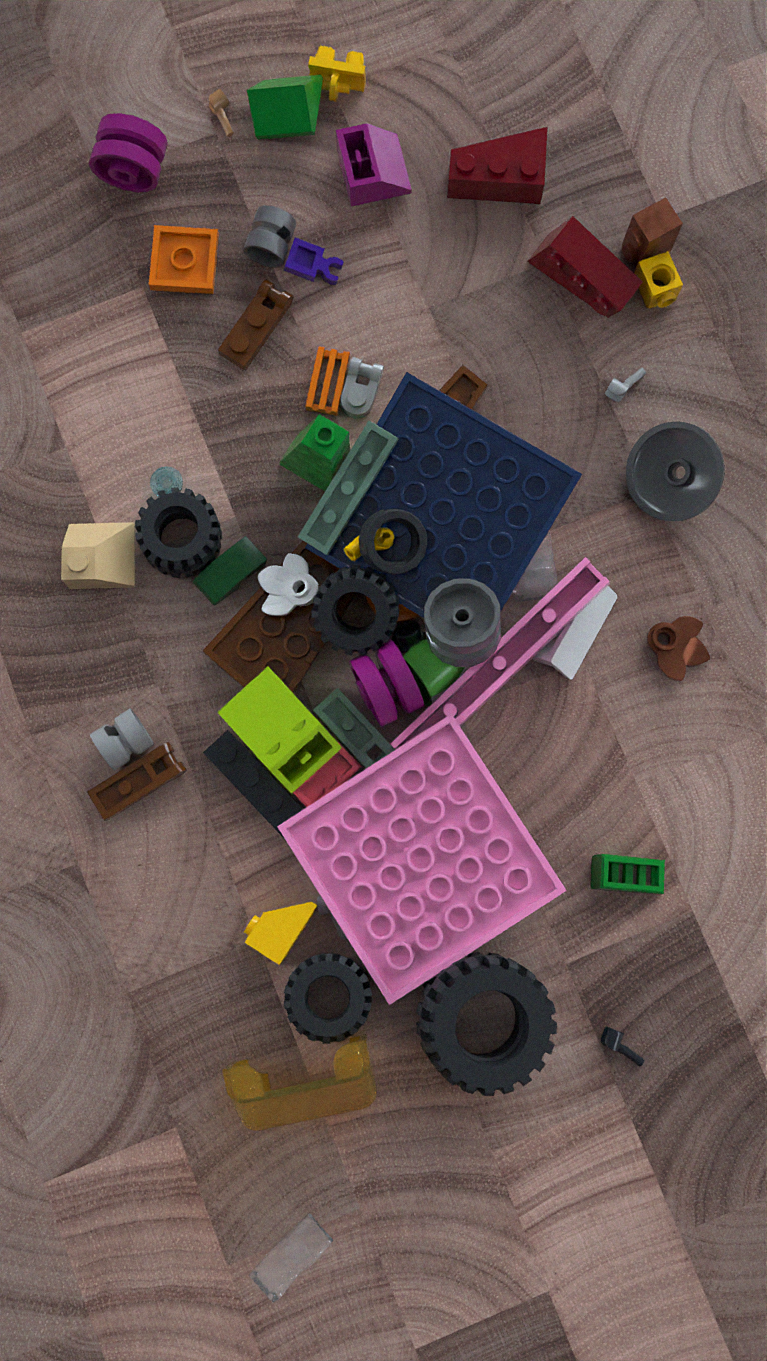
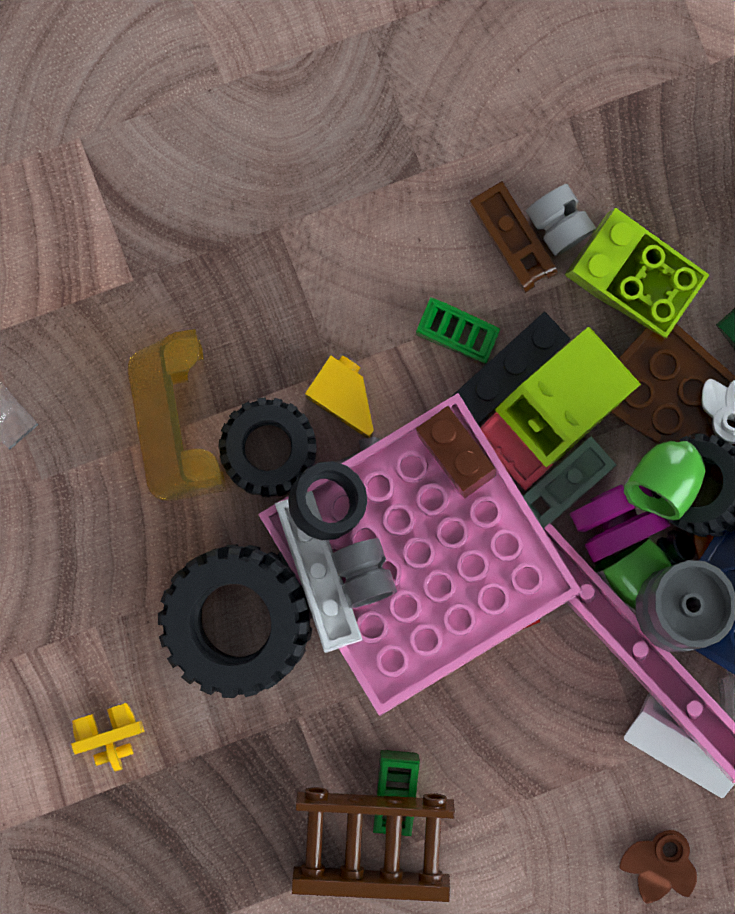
camera: 90 degrees right, 5 degrees up
(169, 673) = (636, 273): none -> lime slope
(222, 857) = (463, 318): none -> green slope
(331, 826) = (456, 452): none -> copper brick
(348, 633) = (671, 471): none -> bright green piece
(363, 919) = (343, 477): none -> black tyre
(440, 948) = (320, 581): none -> white tile
(442, 906) = (364, 573): none -> flat silver wheel
(594, 1155) = (88, 736): none -> yellow hips
(612, 1039) = (212, 765): black hand -> none
(709, 884) = (352, 879): none -> reddish brown fence

